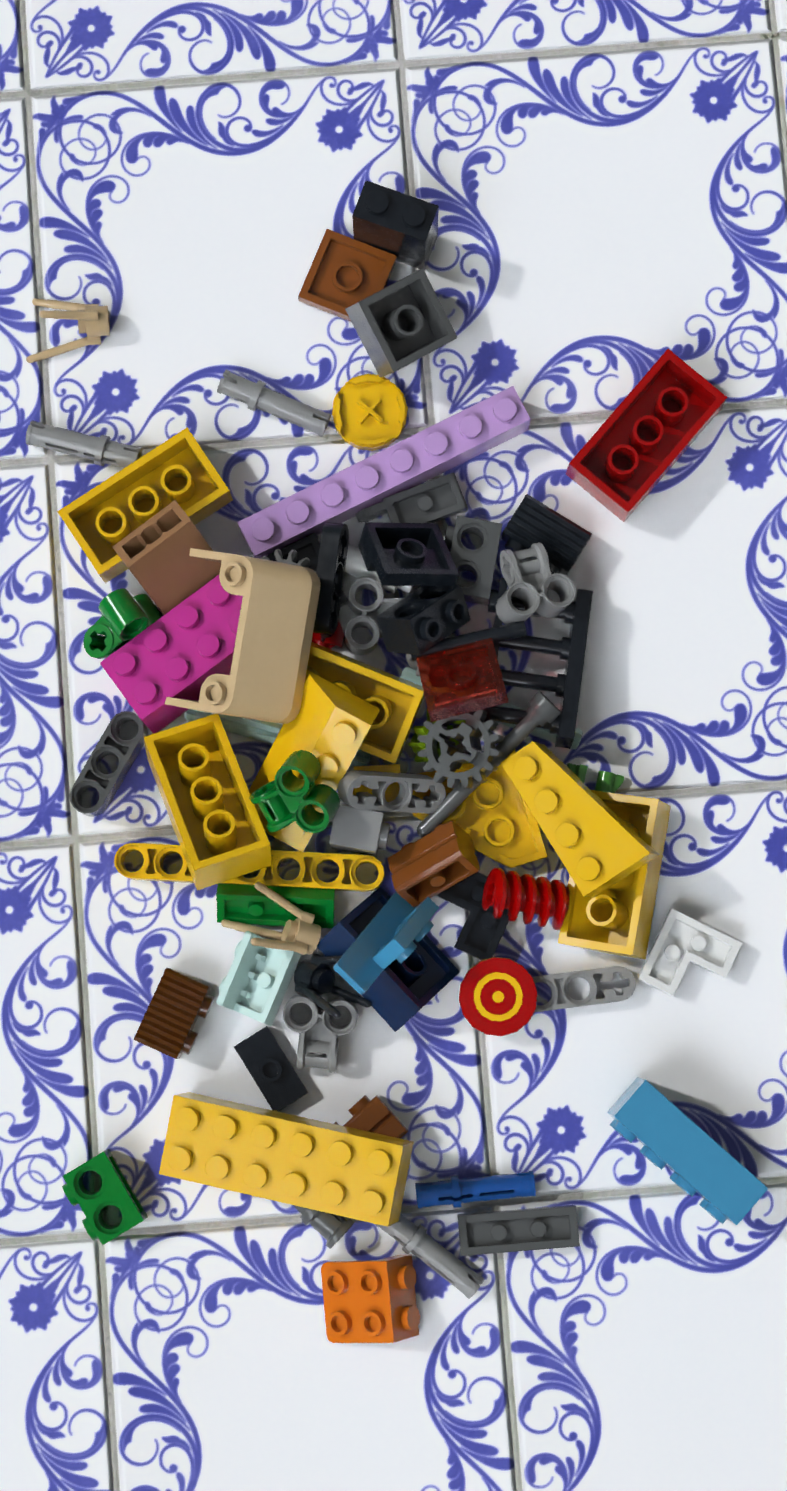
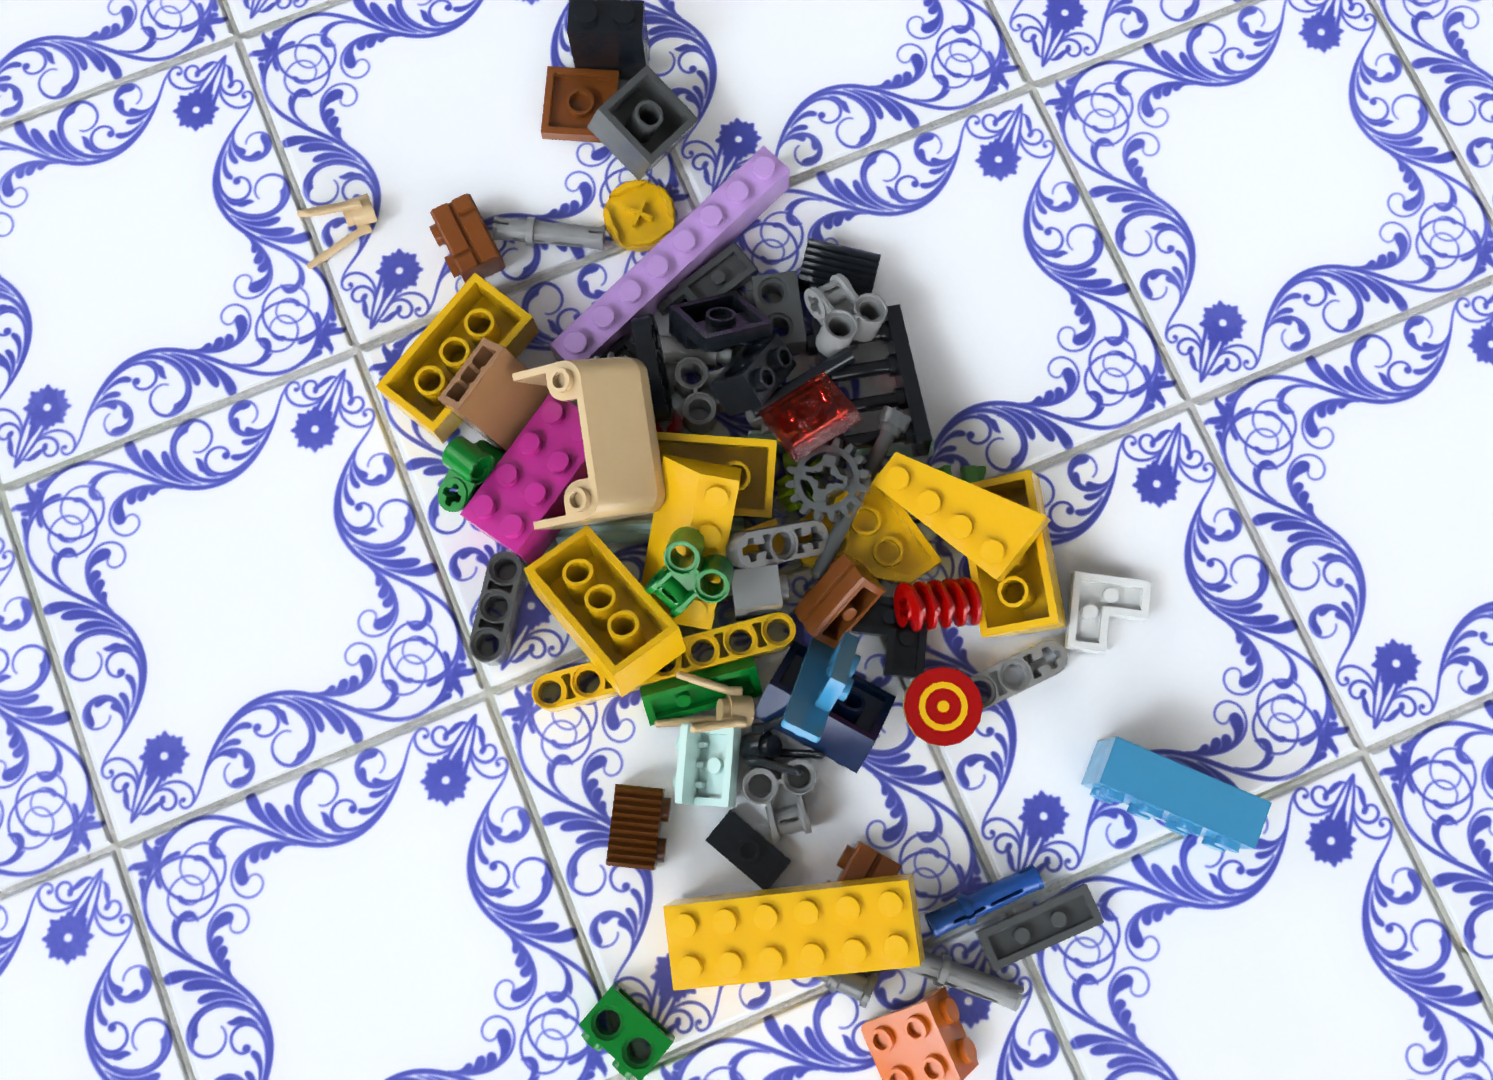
camera: 20 degrees left, 5 degrees down
(99, 449) = (371, 326): light grey pin -> none
(190, 384) = (467, 239): none -> dark orange brick
(646, 435) = (898, 154): red brick -> none

